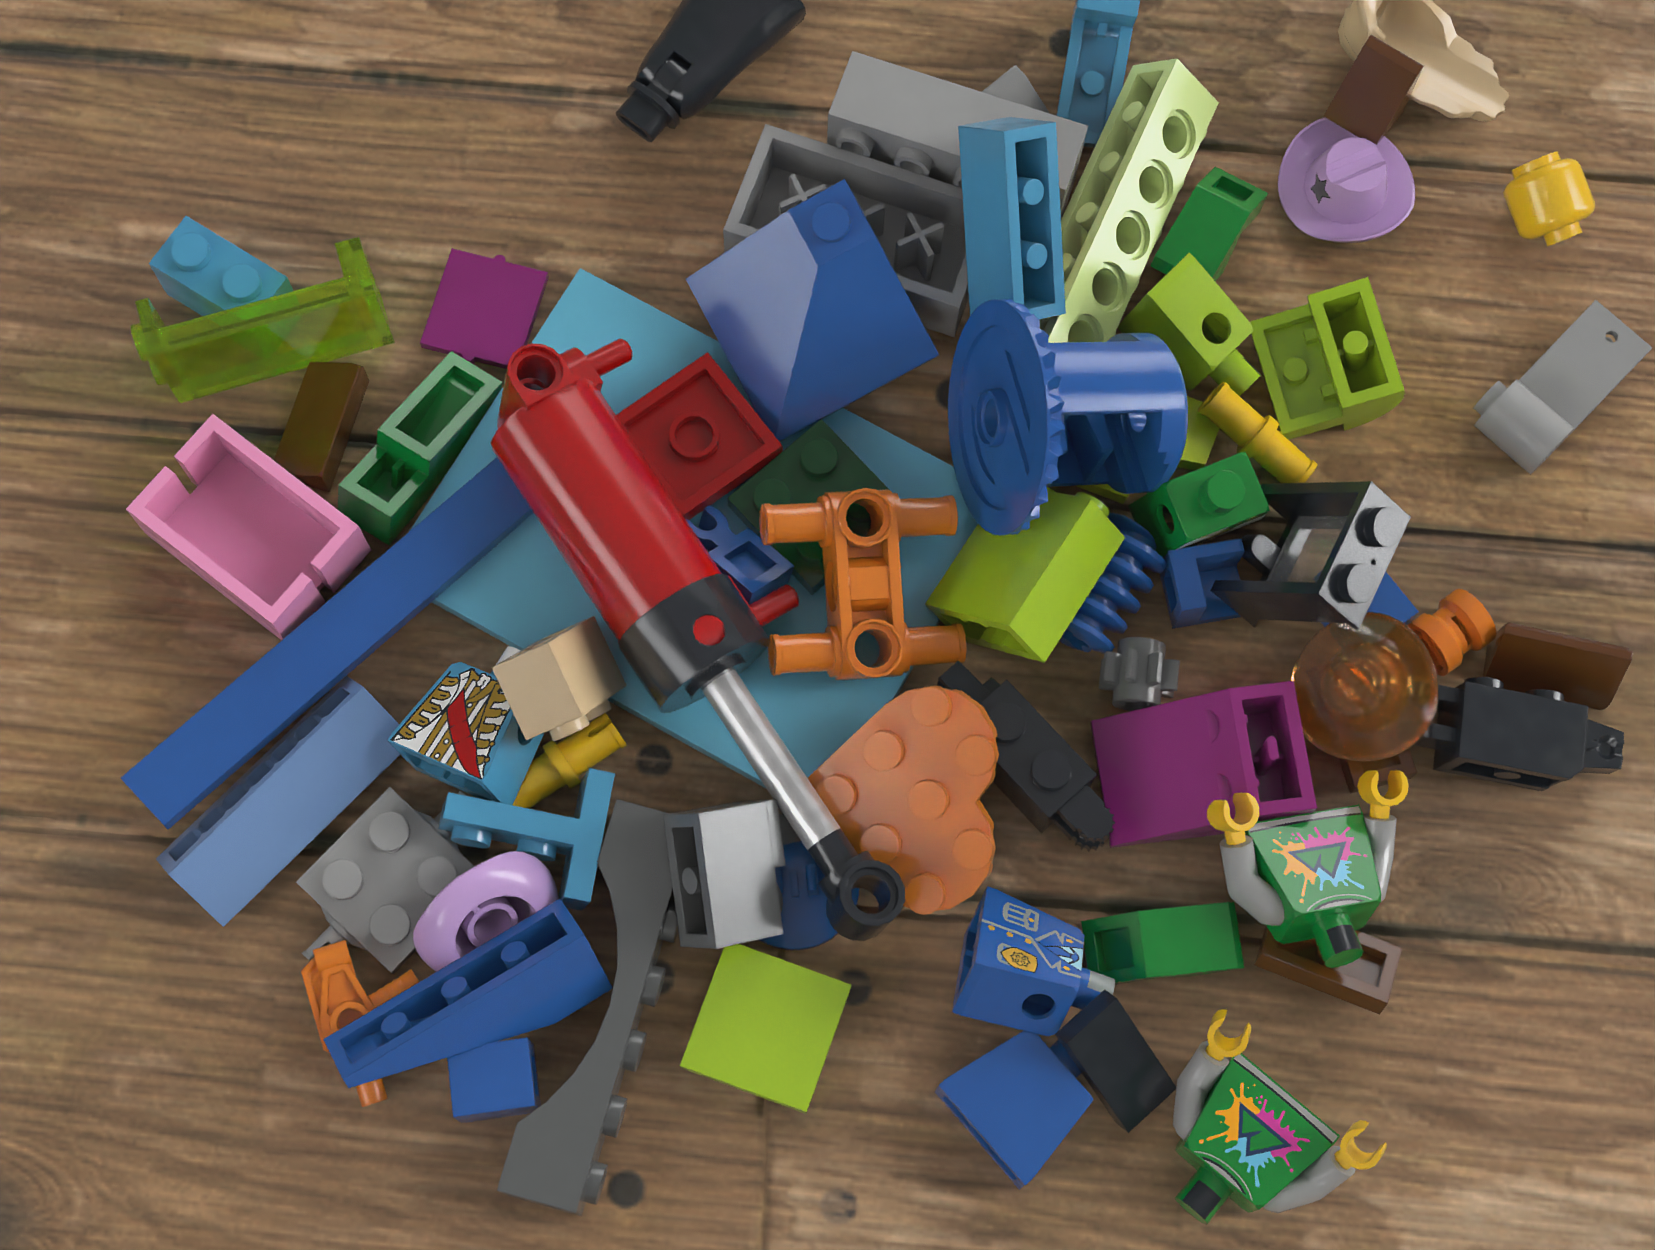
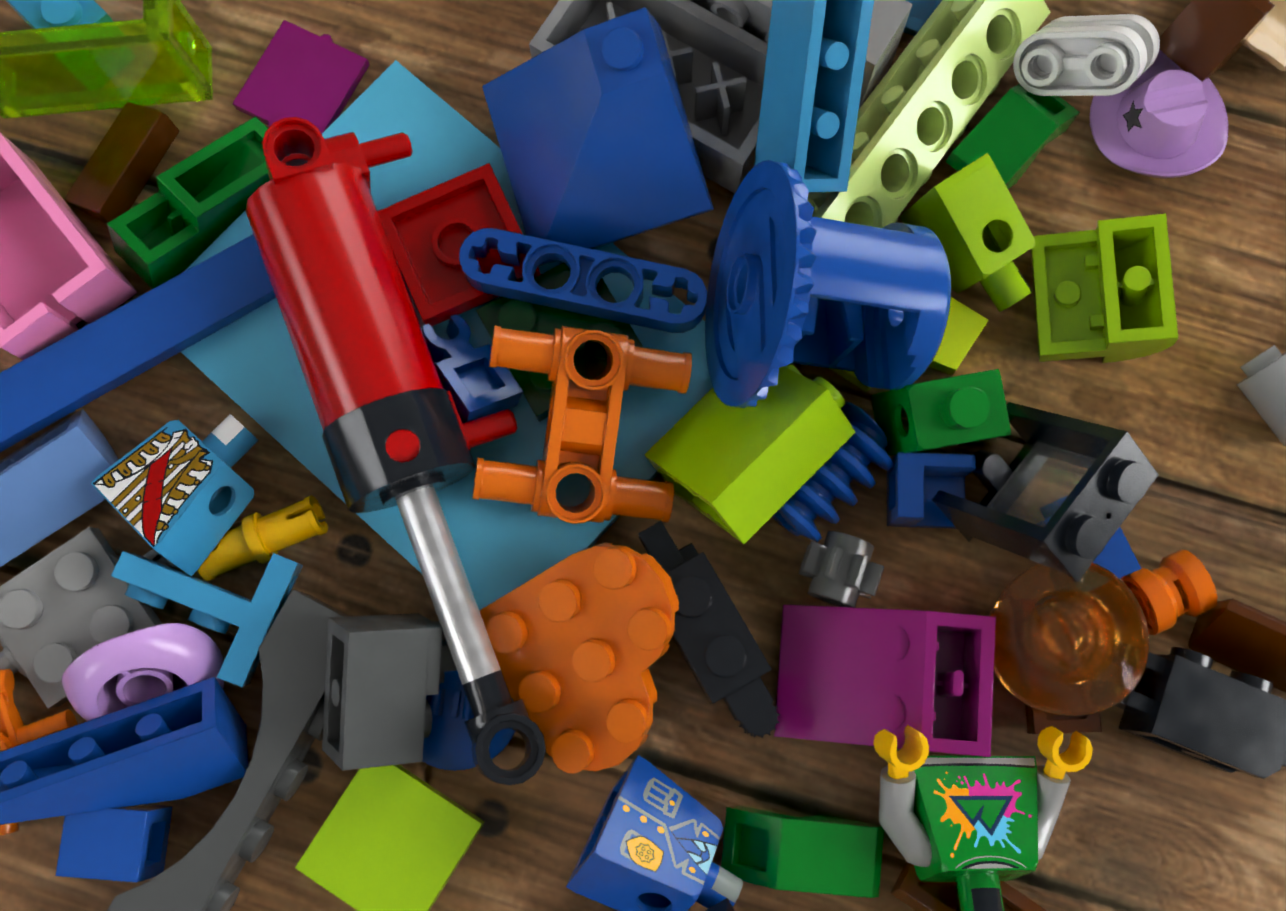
camera: 20 degrees right, 5 degrees up
(560, 681) = (257, 462): tan brick -> none
(830, 435) = (586, 270): none -> blue beam
(1256, 435) = (1014, 353): yellow pin -> none
(1261, 139) = (1086, 55): none -> white brick

